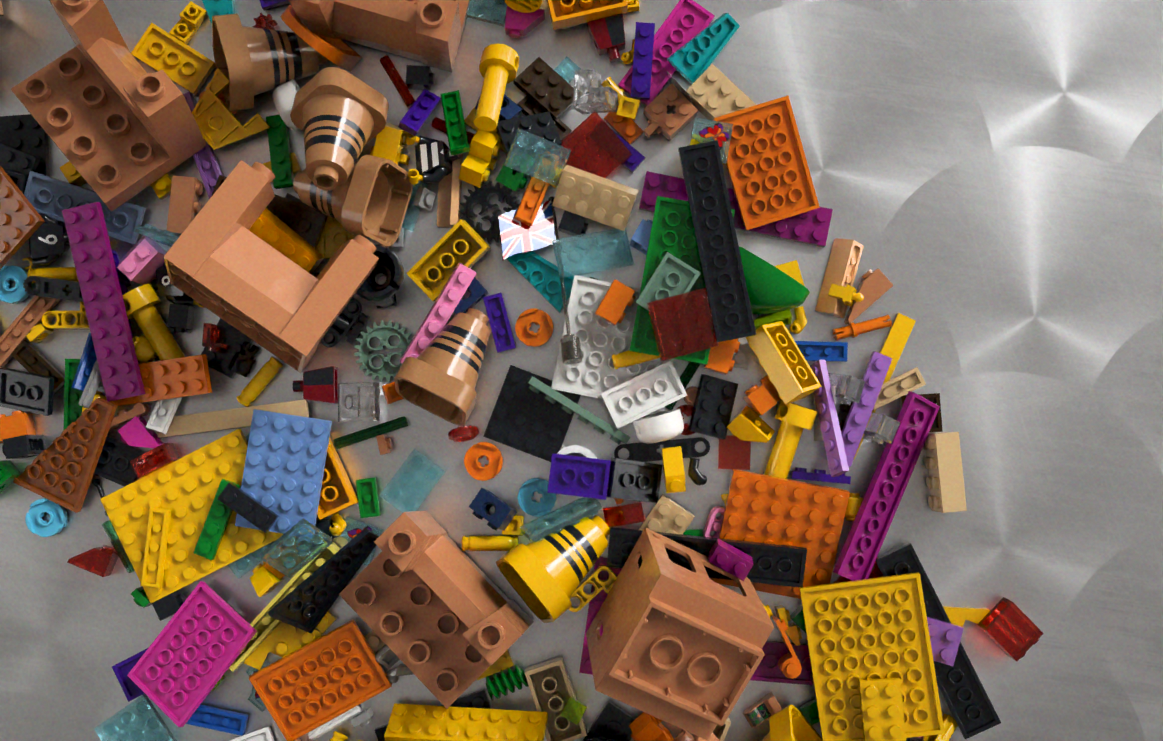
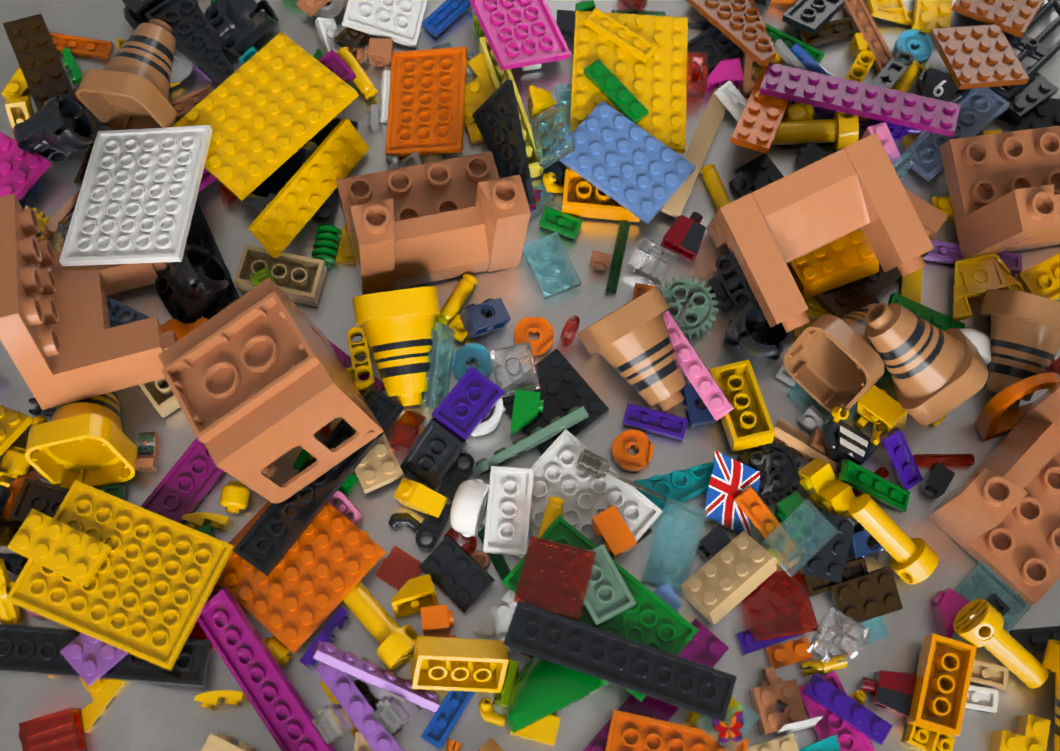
camera: 110 degrees right, 15 degrees down
(210, 335) = (779, 168): clear red bracket -> none
(248, 507) = (611, 116): black plate -> none
(444, 185) = (817, 442): none -> nougat plate
(524, 457) = (515, 368): none -> clear slope
(554, 429) = (525, 409): none -> green slope
(628, 107) = (805, 664): yellow plate -> none
(721, 356) = (500, 605): orange brick -> none
(730, 559) = (303, 494): magenta brick -> none
(789, 662) = (172, 498): orange door -> none
(911, 530) = (215, 698): none -> yellow slope

